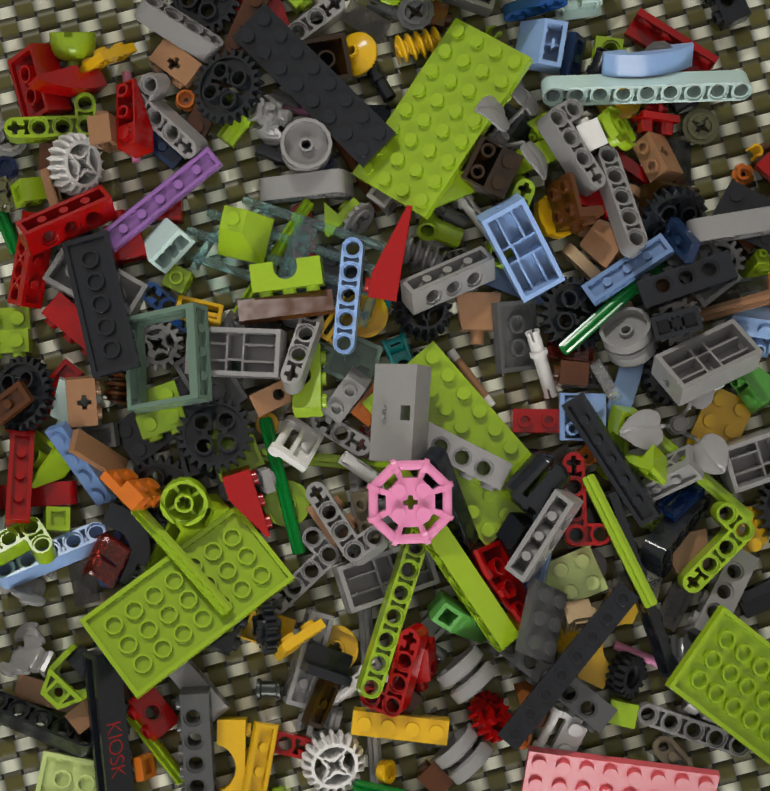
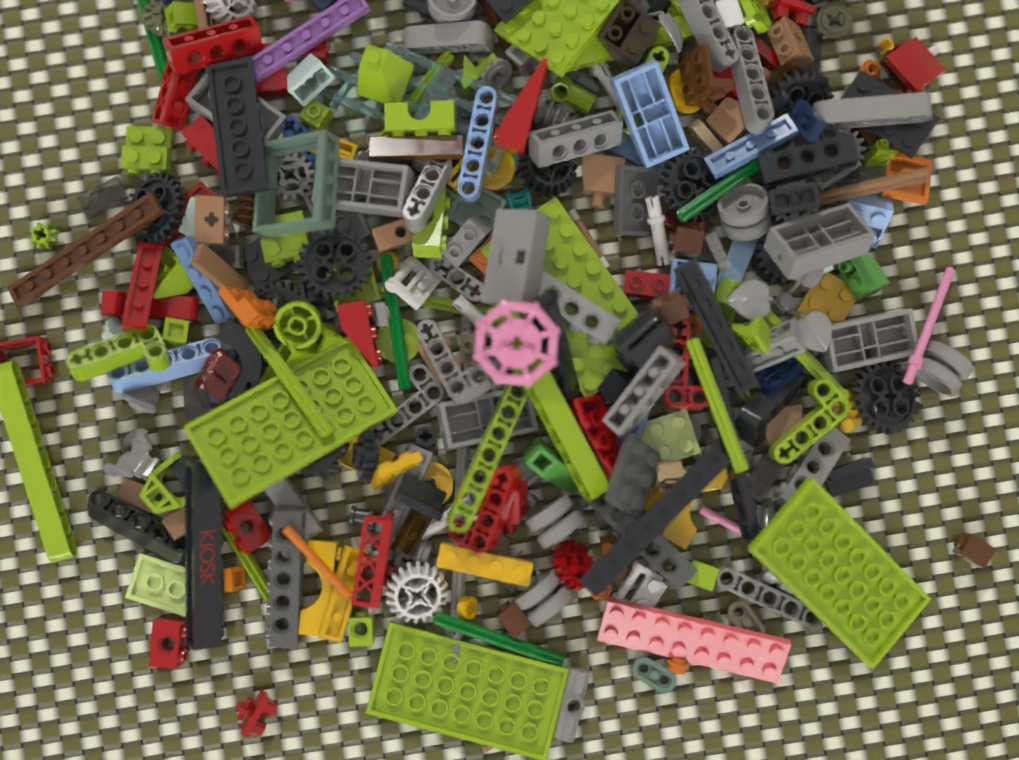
camera: 10 degrees right, 0 degrees up
(229, 742) = (317, 561): none -> orange bar
(294, 730) = (381, 564): none -> red fence
(331, 598) = (419, 436): none -> black bush
(563, 444) = (672, 307): none -> reddish brown brick
(626, 674) = (709, 537): black tyre -> none

